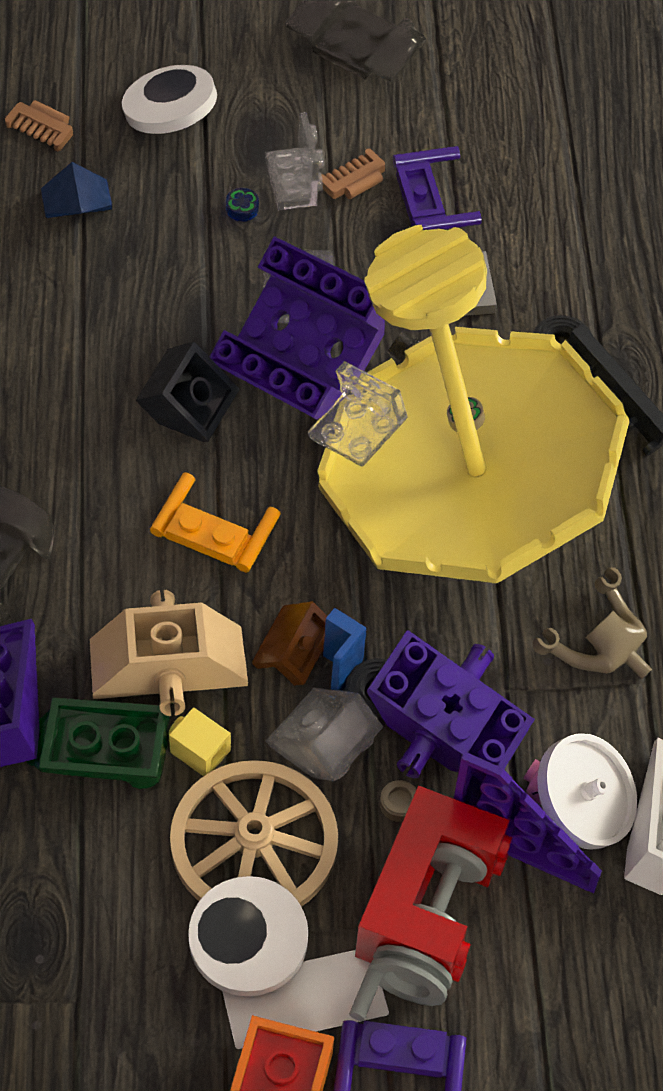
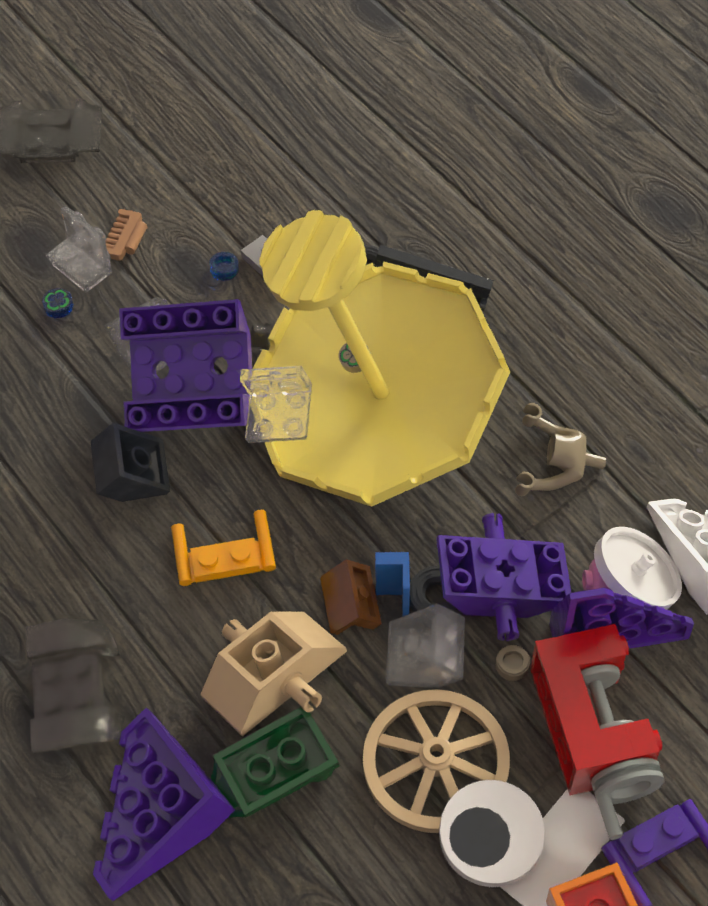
camera: 30 degrees left, 0 degrees up
(199, 741) = (342, 716): light yellow brick -> none
(421, 191) = (184, 219): dark purple plate -> none

